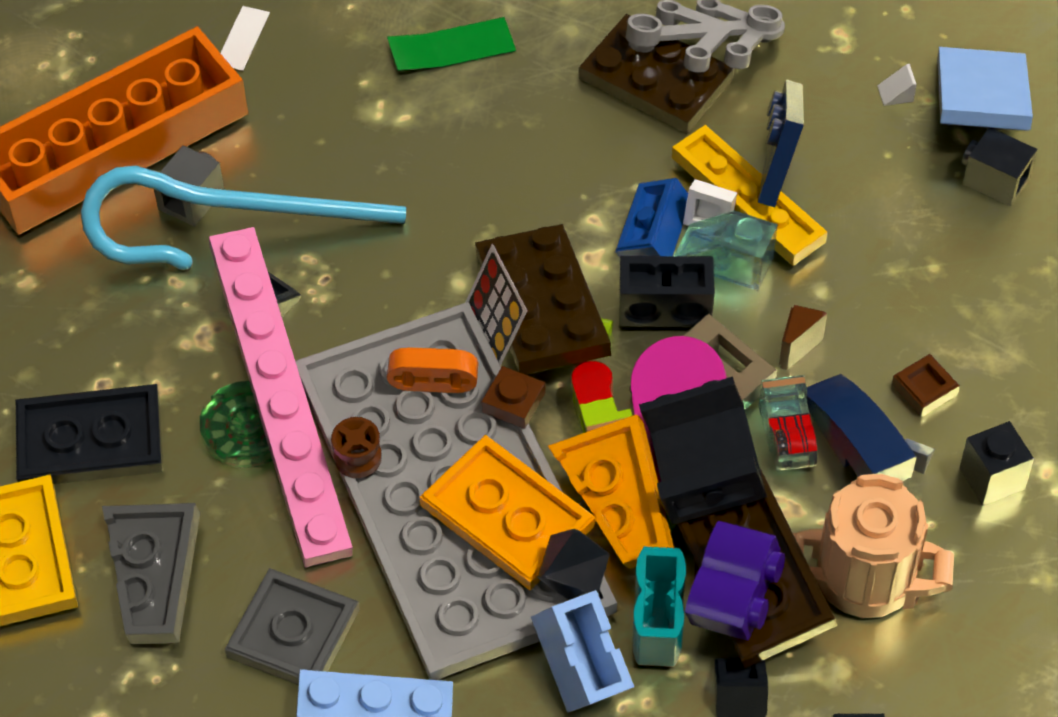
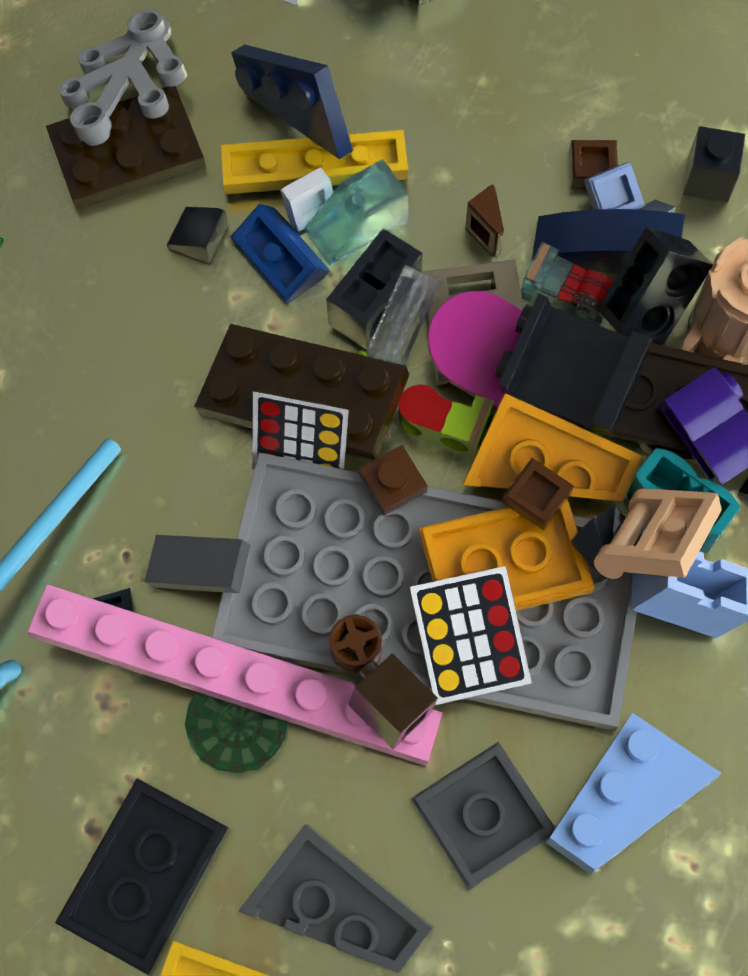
camera: 55 degrees left, 15 degrees up
(326, 491) = (391, 699): none -> dark brown brick
(348, 317) = (197, 563): none -> dark grey tile
(423, 520) = (470, 635): none -> sticker
(432, 370) = (321, 528): orange beam -> none
(574, 493) = (537, 494): none -> reddish brown tile
(595, 578) = (670, 542): none -> light nougat plate
(624, 162) = (199, 232): none -> black slope
(658, 325) = (403, 316): none -> clear tile
(822, 464) = (654, 285): none -> black brick
(909, 409) = (615, 189): none -> medium blue tile

